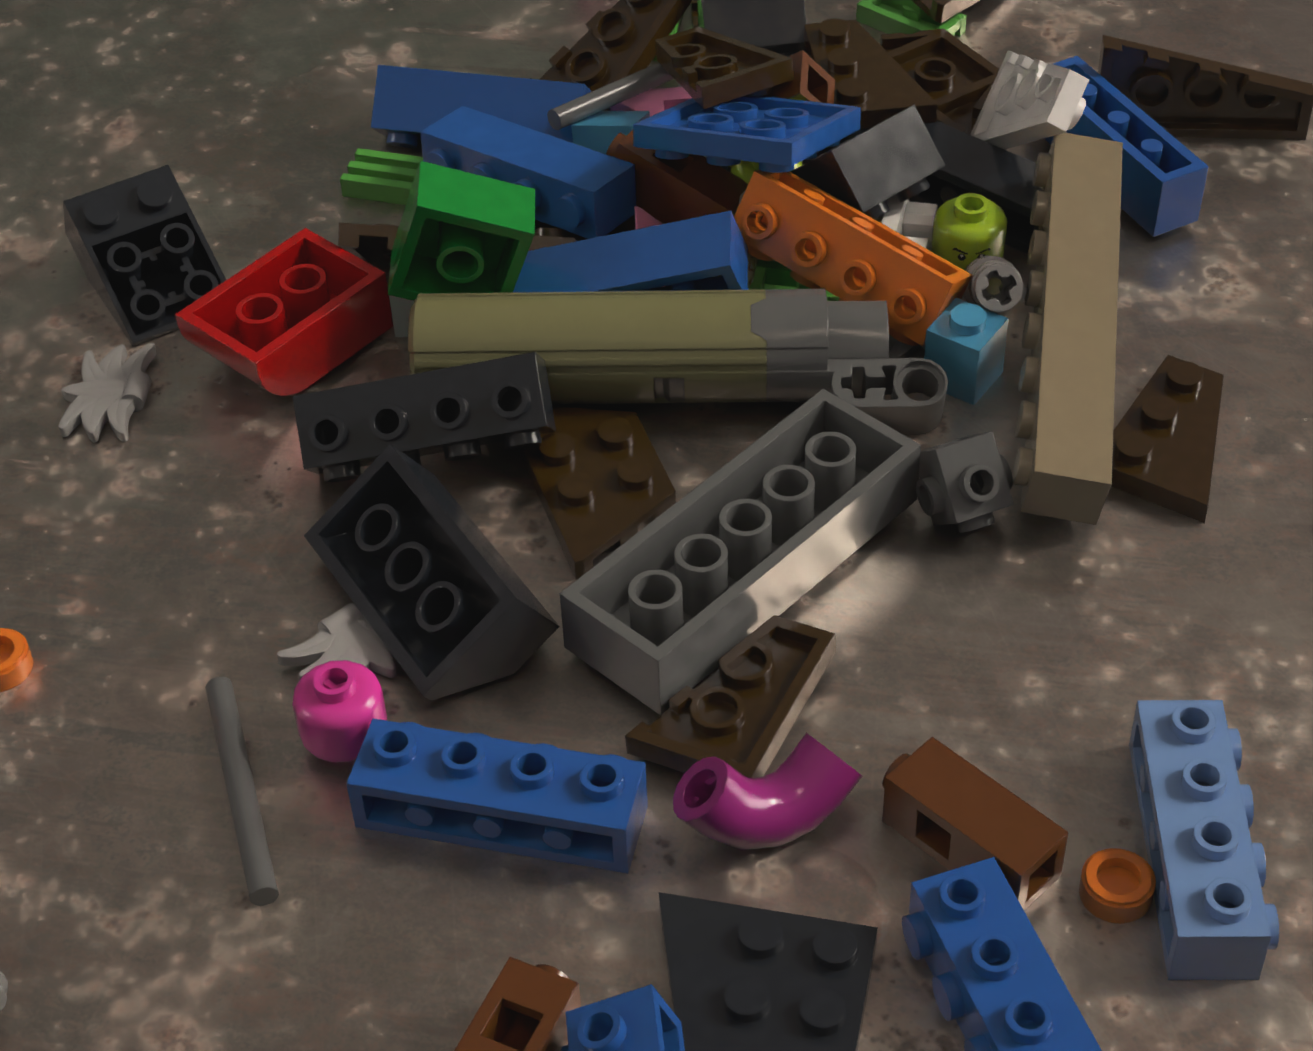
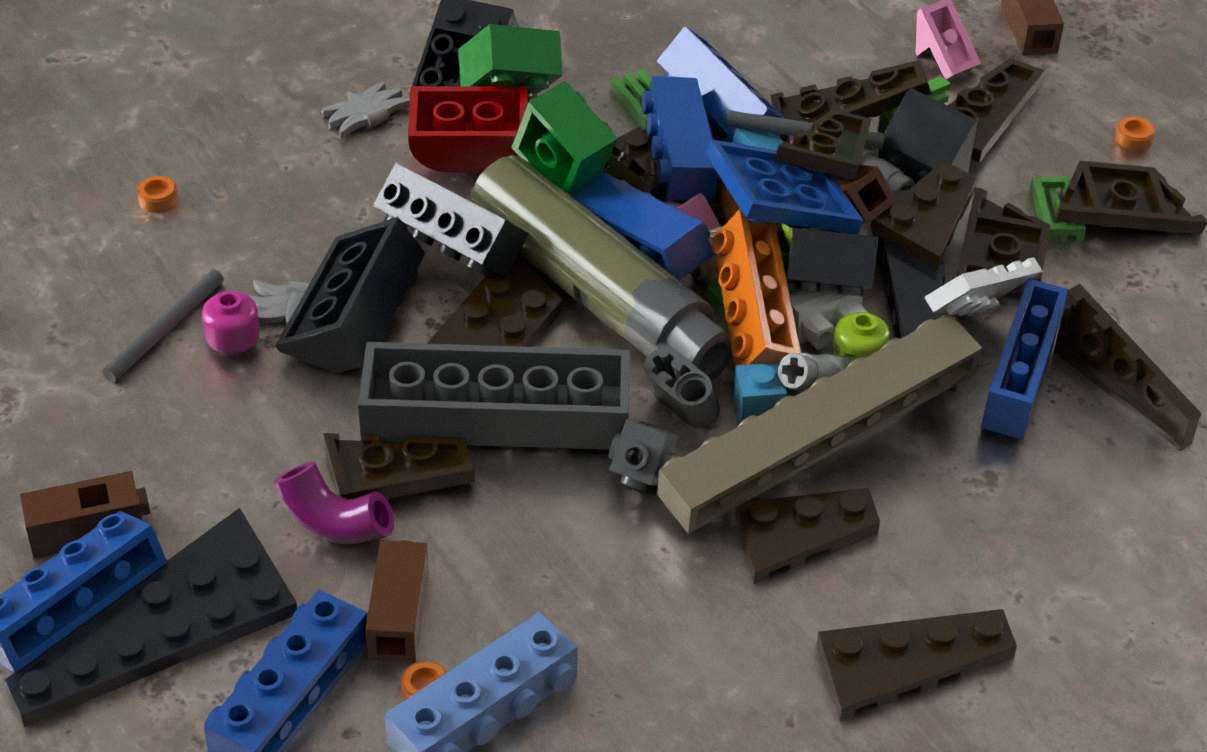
camera: 45 degrees right, 0 degrees up
(247, 214) = (512, 58): none -> green brick
(499, 794) = (241, 411): blue brick -> none

